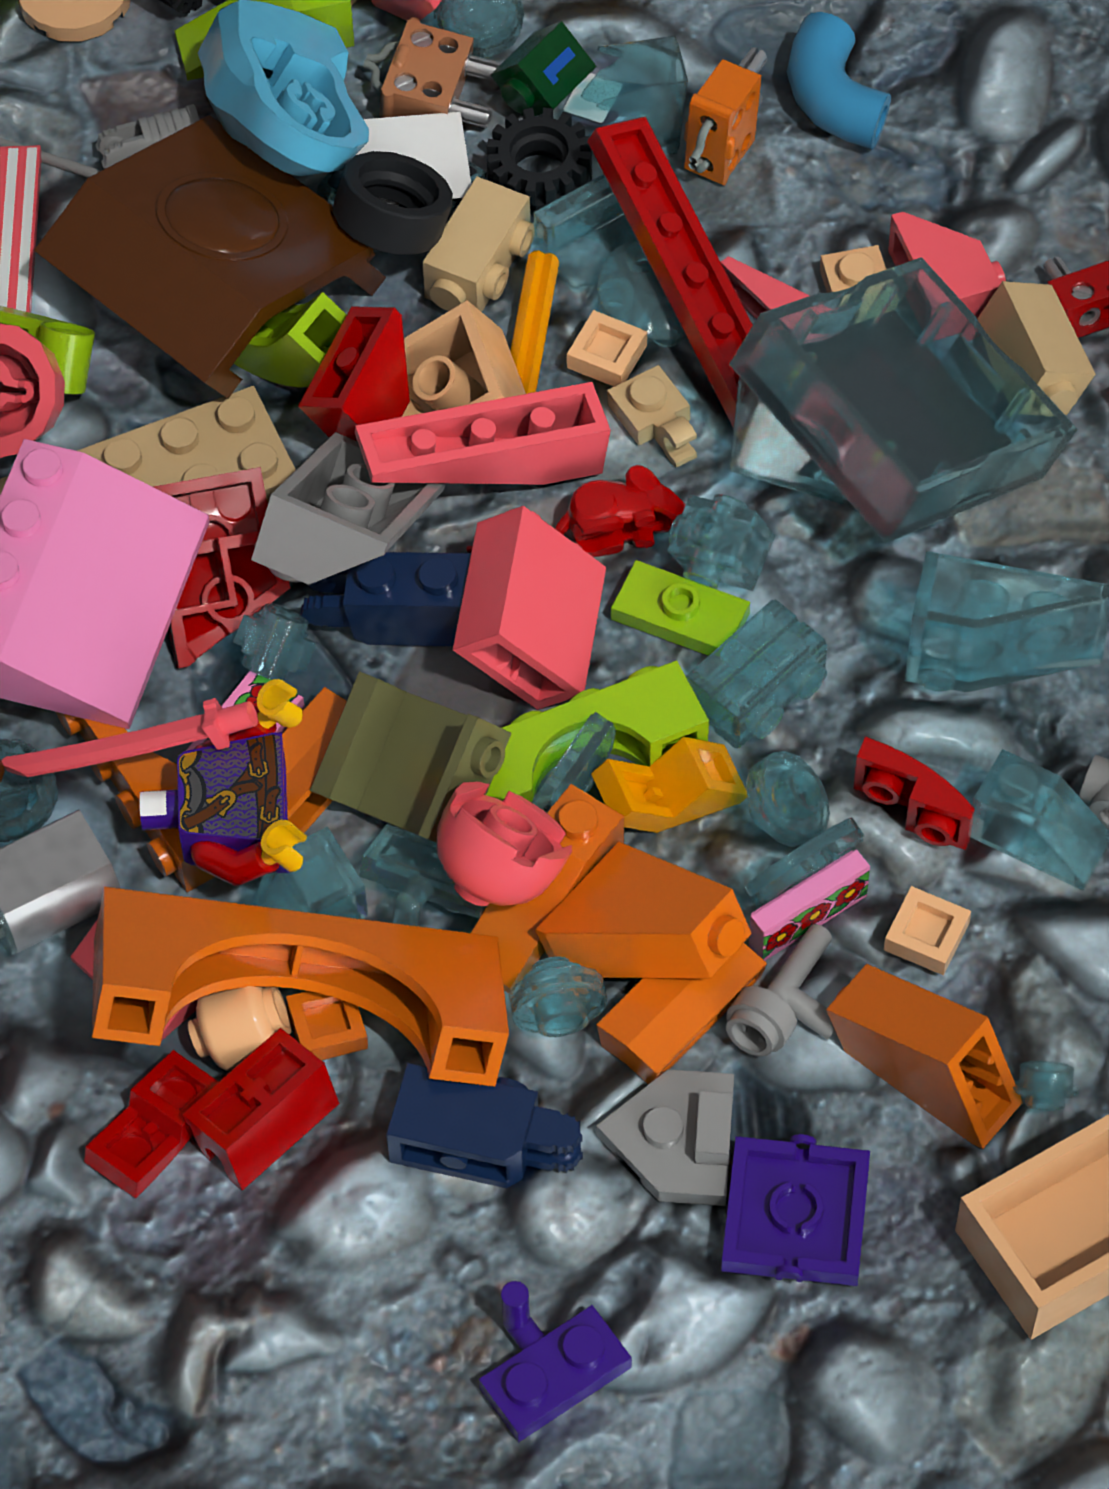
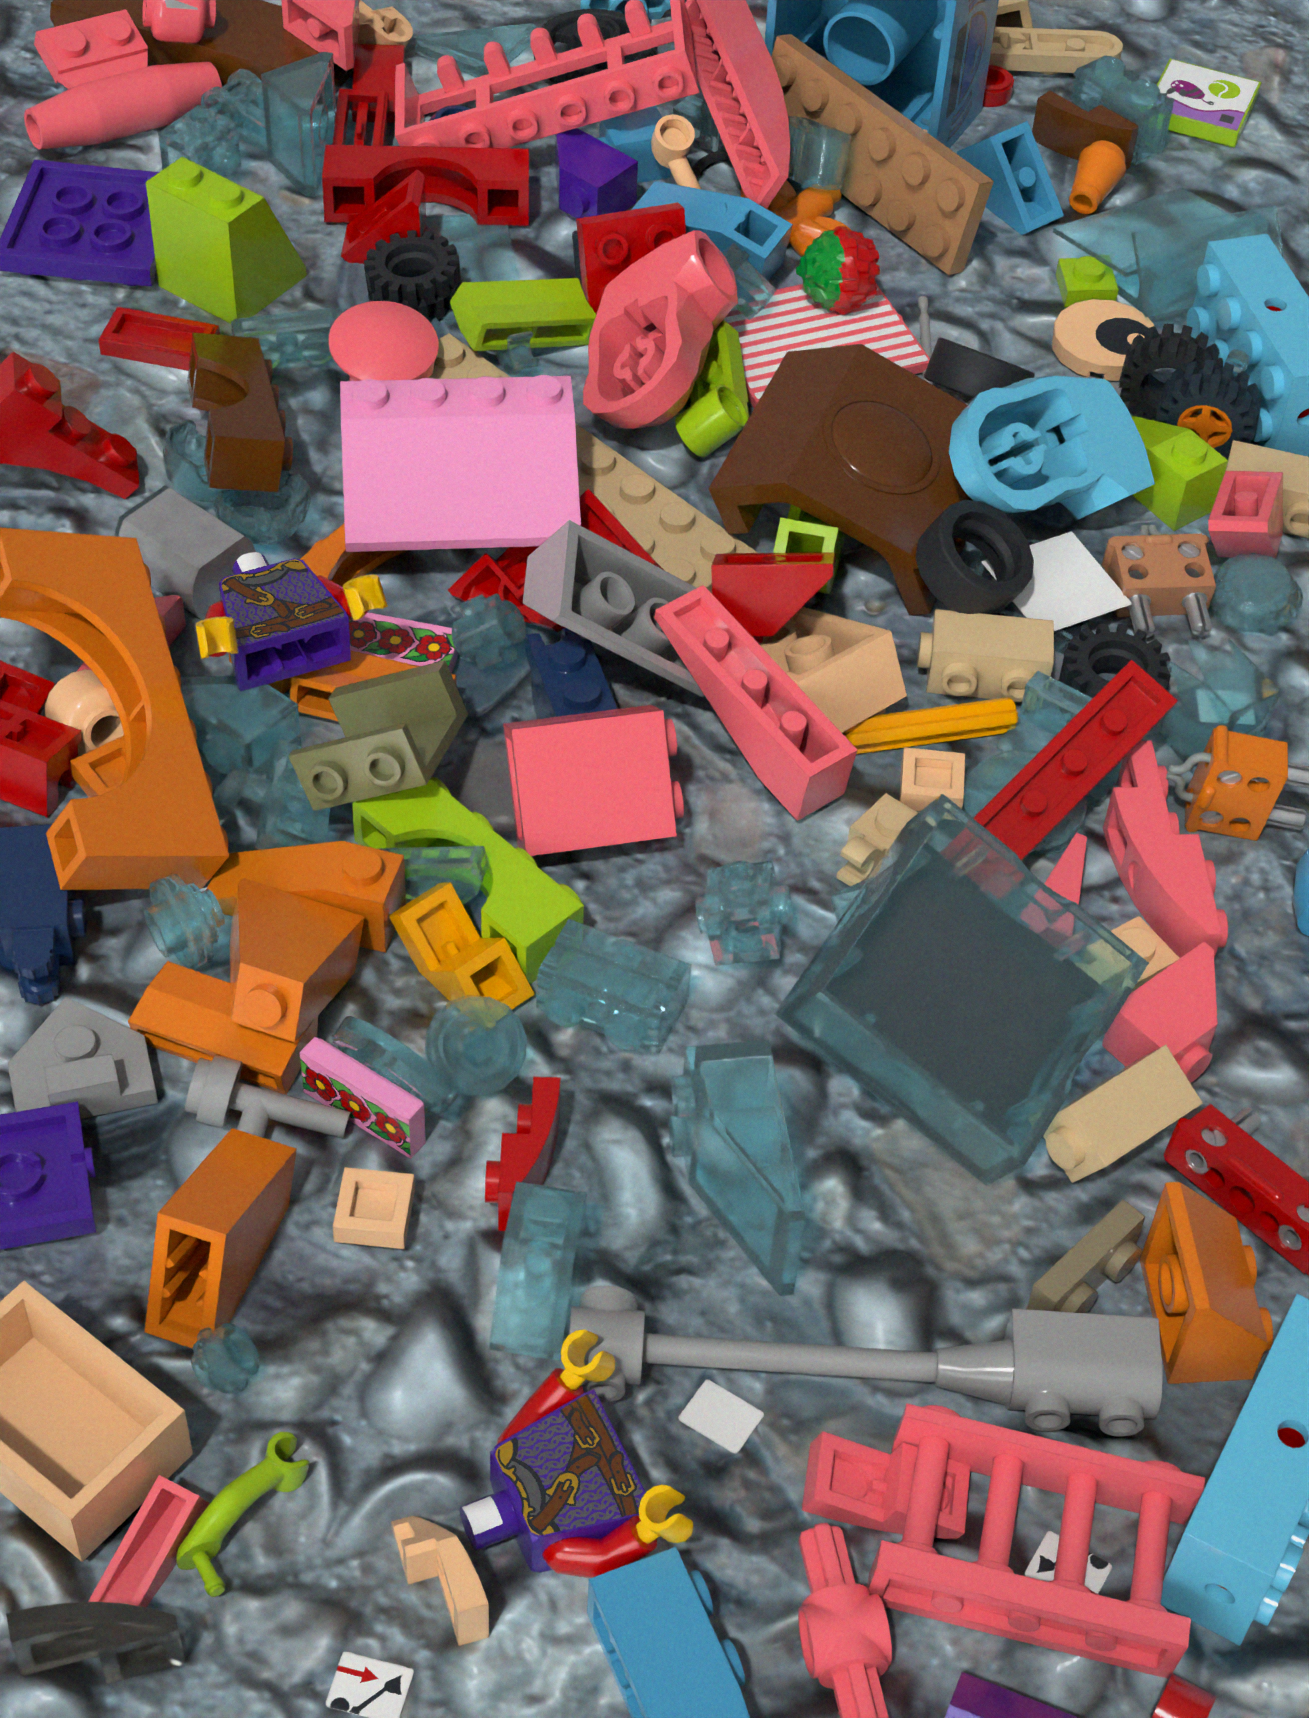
camera: 65 degrees right, 10 degrees down
(111, 109) = (970, 370): none -> black tyre
(213, 724) = (324, 560): coral sword -> none
(498, 847) = (299, 802): coral cylinder -> none
(543, 70) = (1210, 629): dark green brick -> none
(615, 512) = (746, 828): red animal -> none
(678, 609) = (669, 909): lime plate -> none
(786, 218) = (1157, 864): none -> coral slope

